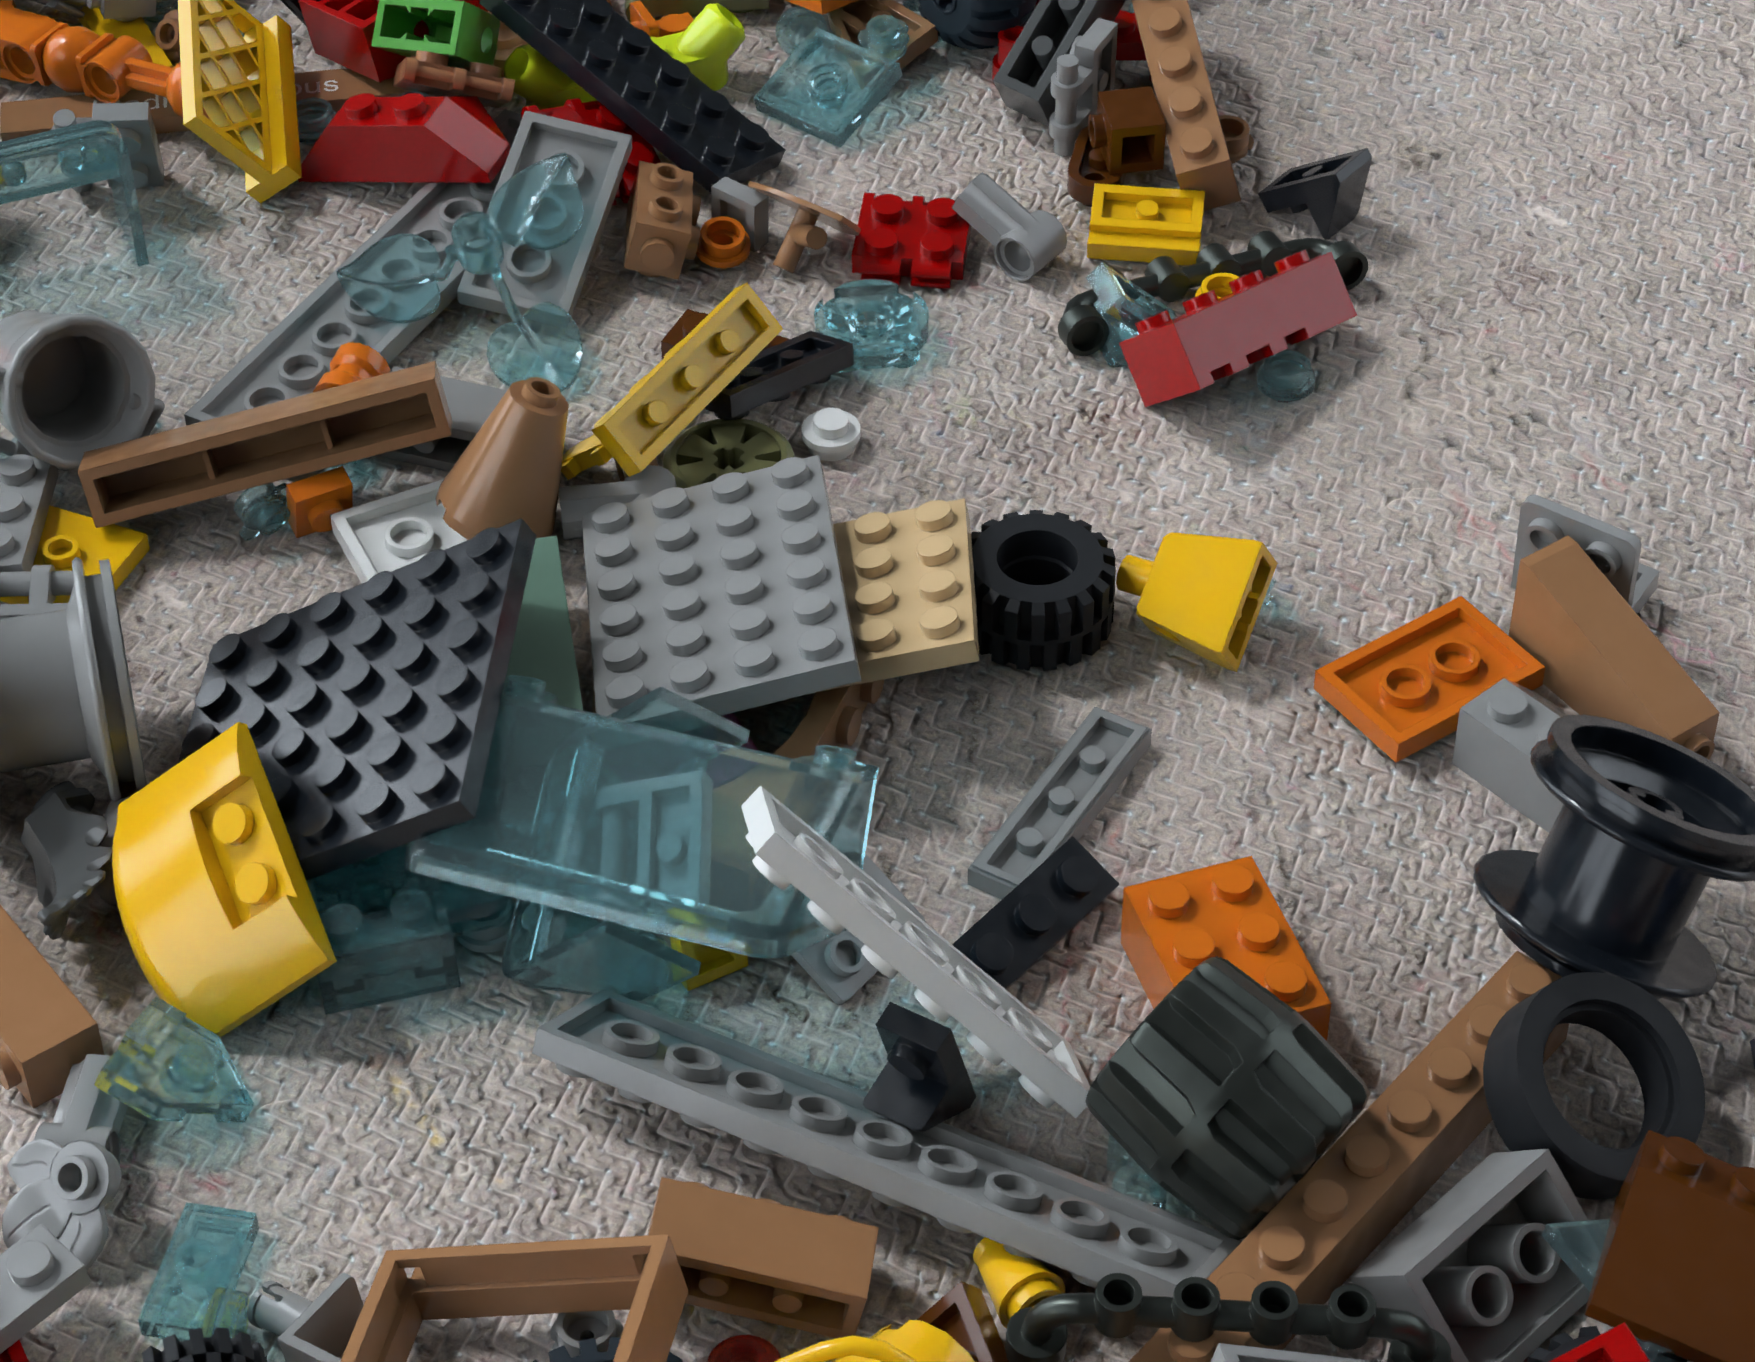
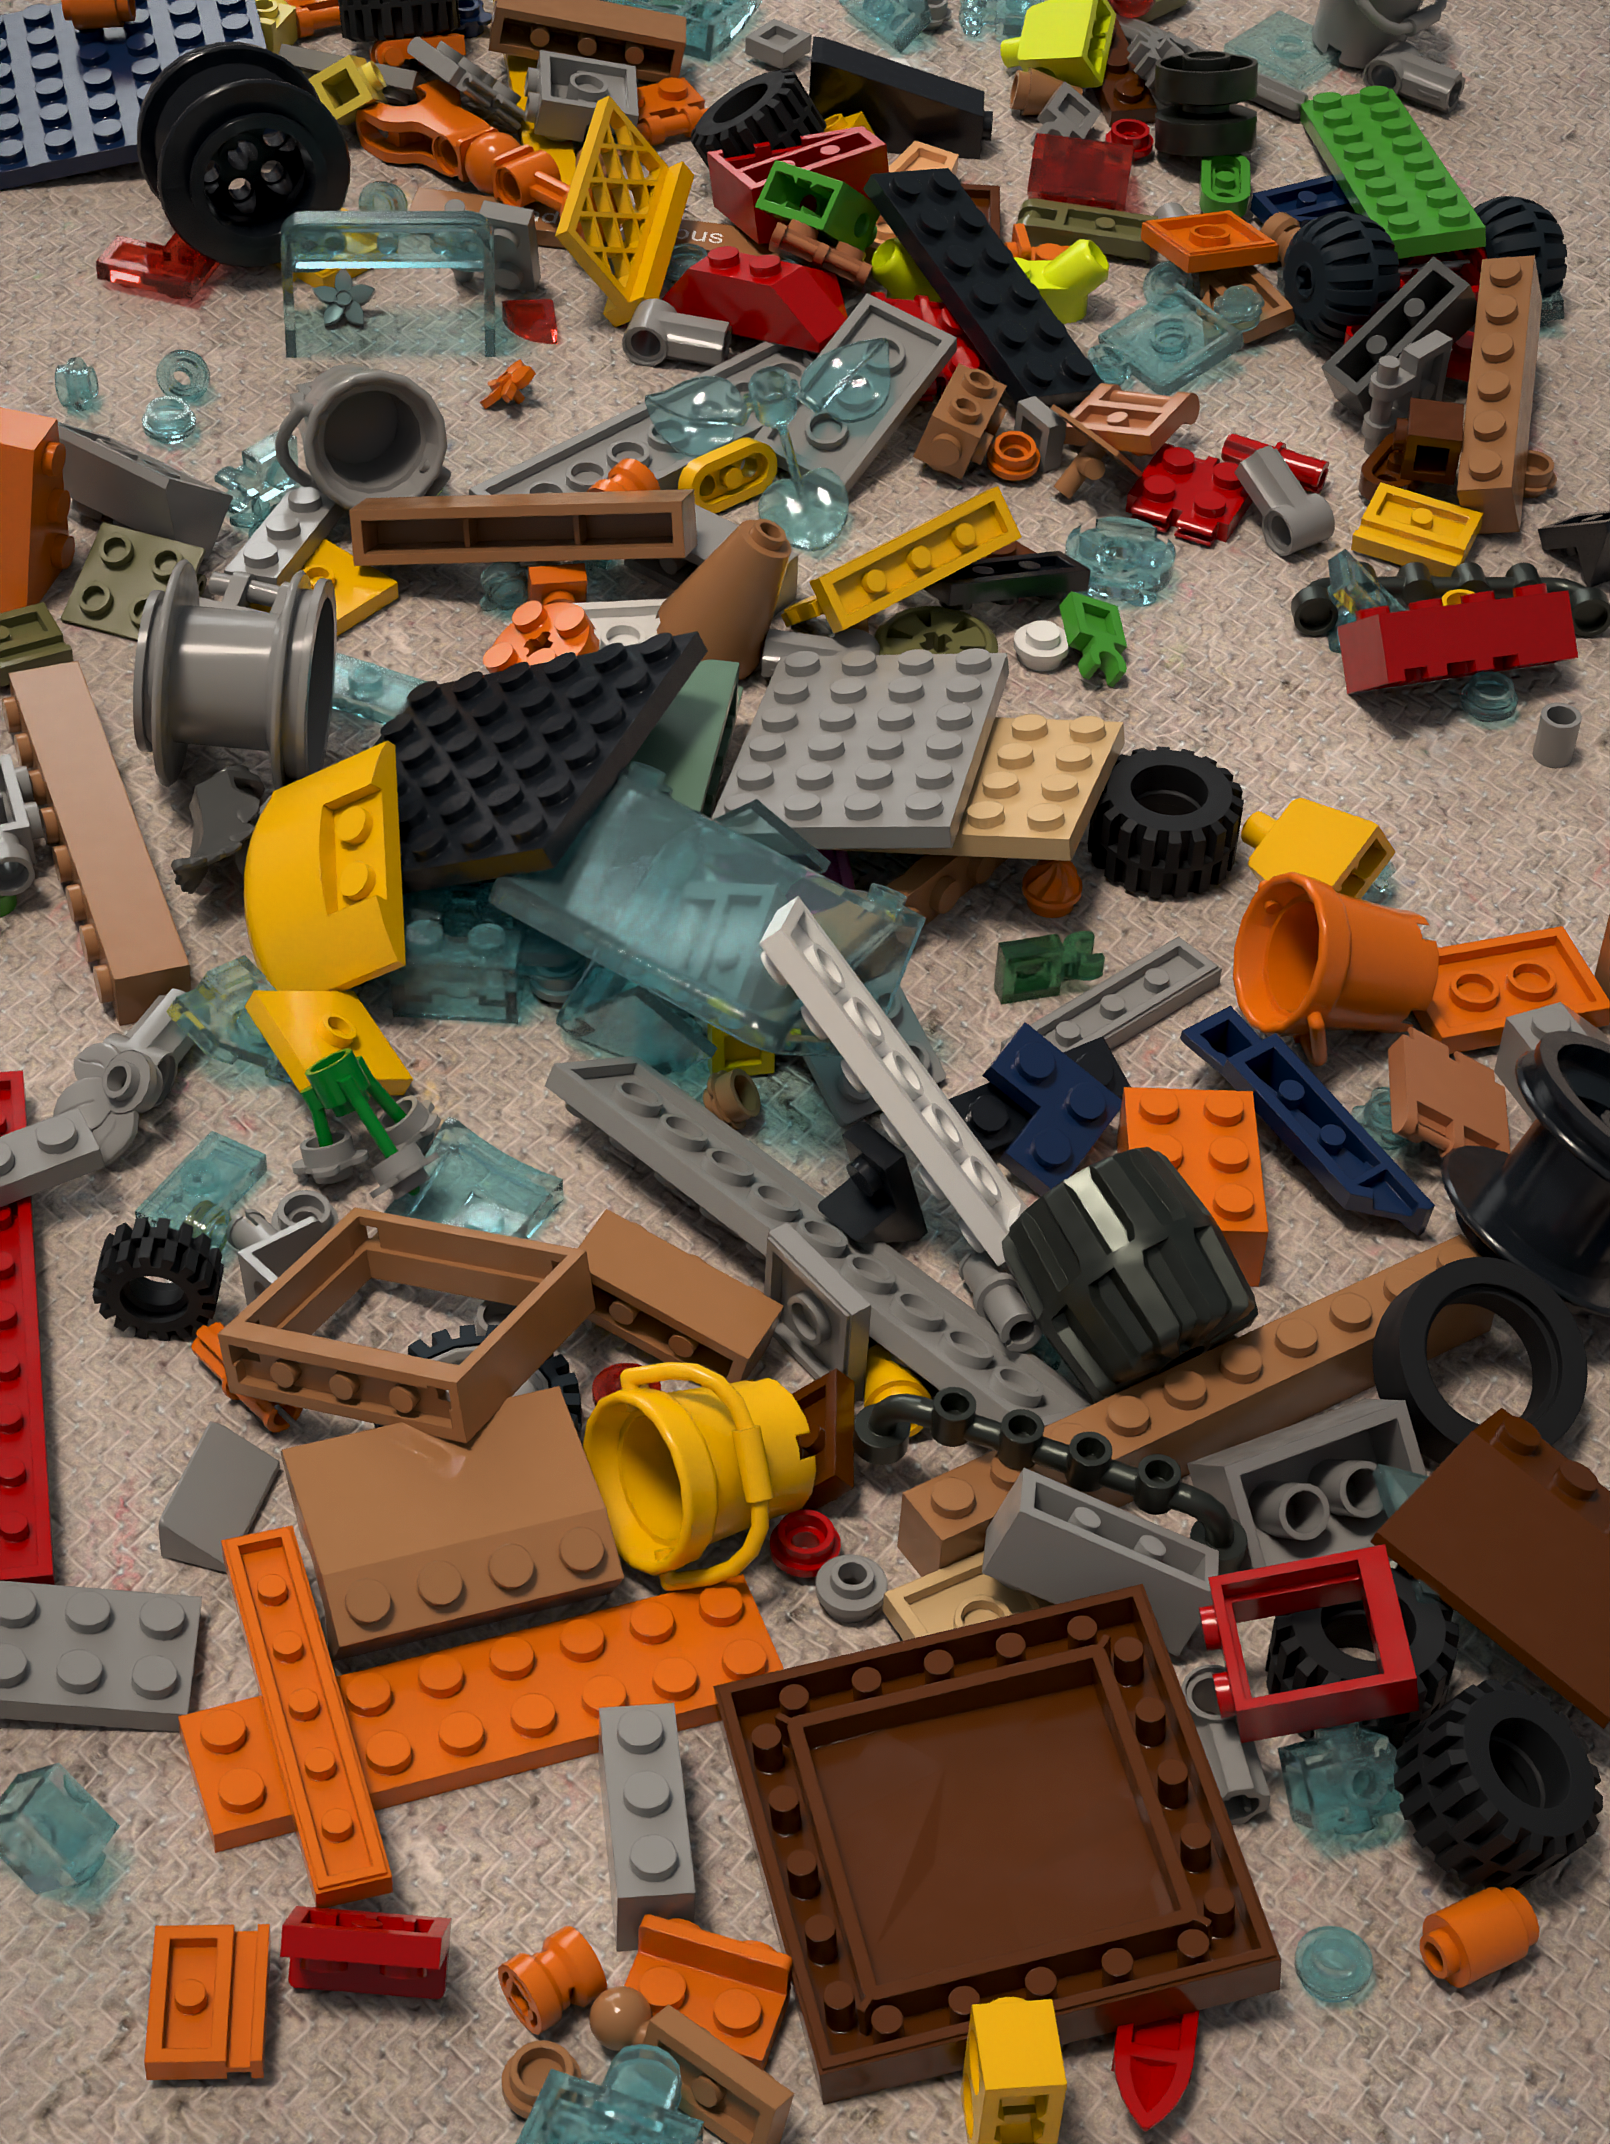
camera: 15 degrees right, 0 degrees up
(168, 659) = (370, 689): none -> clear light blue plate
(173, 215) = (531, 319): none -> clear red tile
(179, 290) = (509, 384): none -> orange plant
(278, 1069) = (317, 1023): none -> yellow plate
(315, 199) = (662, 333): none -> light grey piece
(319, 547) = (542, 634): none -> orange plate
(321, 1263) = (302, 1205): none -> light grey plate
(393, 1140) = (401, 1132): none -> plant
(447, 331) = (722, 477): none -> yellow plate
(495, 1189) = (480, 1187): none -> clear light blue plate
(722, 1007) = (732, 1097): none -> medium nougat plate
(780, 123) = (1110, 363): none -> clear light blue plate
(827, 176) = (1132, 419): none -> nougat plate
(883, 407) = (1098, 633): none -> bright green plate
(924, 1226) = (822, 1315): none -> light grey tile
(949, 691) = (1052, 888): none -> orange plate
(952, 182) = (1308, 470): none -> red axle
(972, 776) = (1039, 964): none -> clear green plate
(1070, 927) = (1065, 1105): none -> dark blue plate
(1088, 1152) = (999, 1301): none -> light grey pin
(1265, 697) = (1329, 963): none -> orange piece
(1312, 868) = (1309, 1120): none -> dark blue wedge
(1368, 399) = (1557, 735): none -> light grey hinge
(1377, 843) = (1376, 1119): none -> clear light blue plate
(1432, 809) = (1444, 1098): none -> nougat plate

